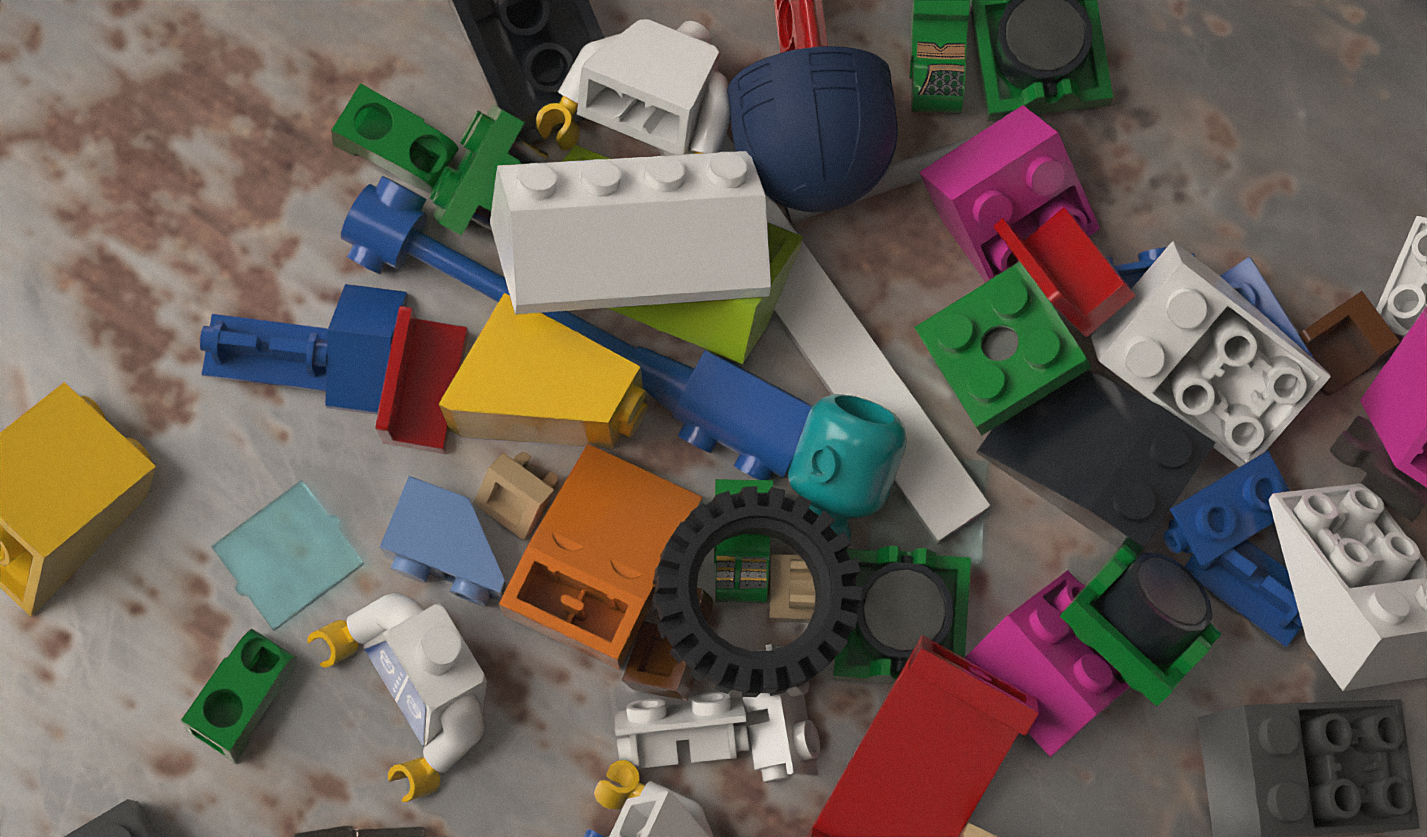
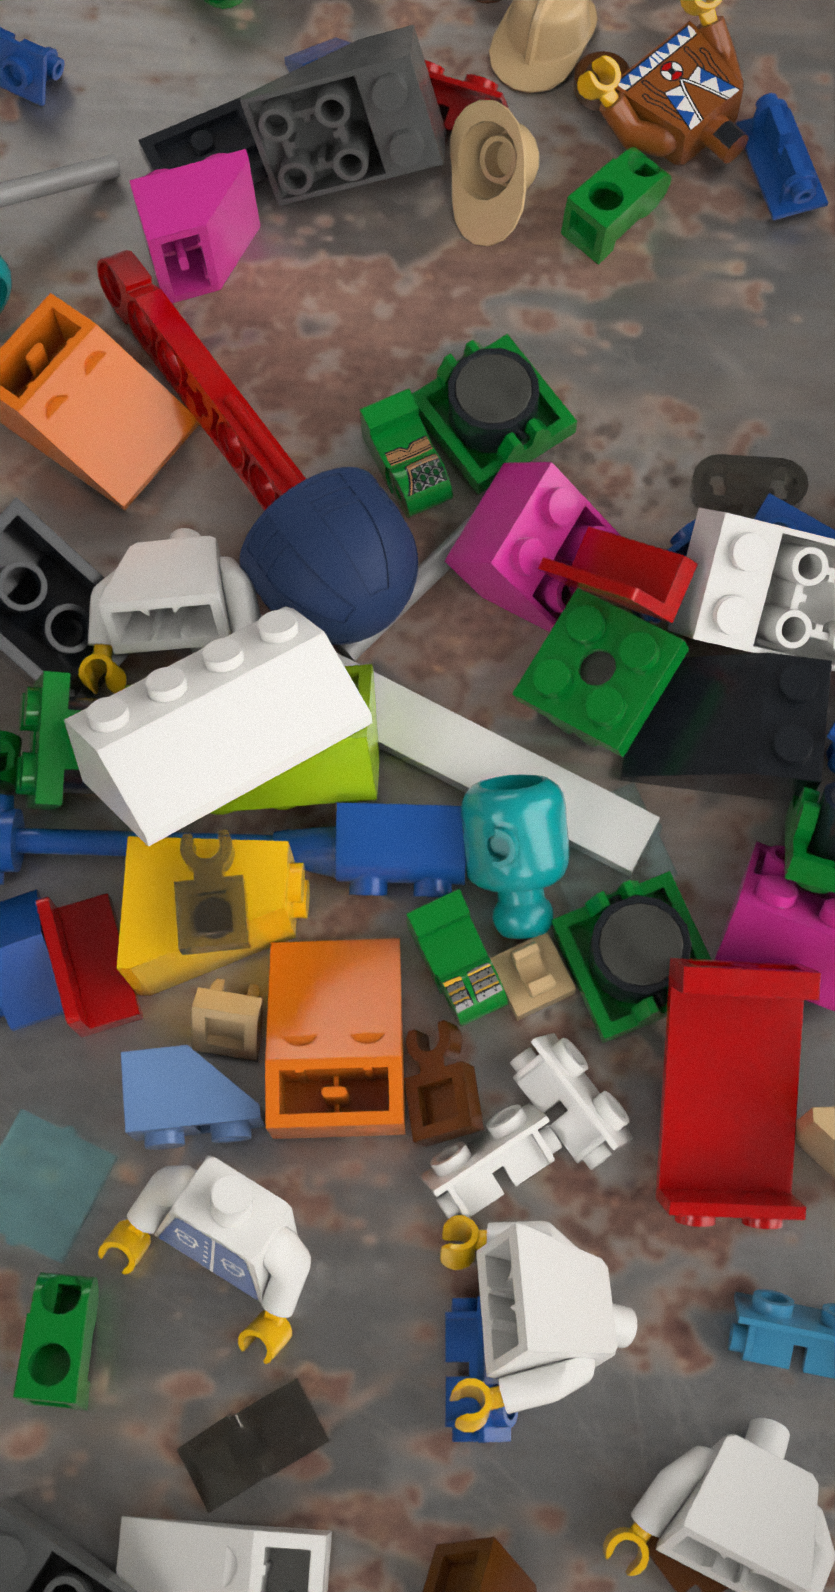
camera: 25 degrees left, 5 degrees down
(544, 391) = (212, 906): none -> clear smoke plate
(813, 541) = (542, 931): black tyre -> none
(1249, 225) = (747, 483): none -> clear smoke beam

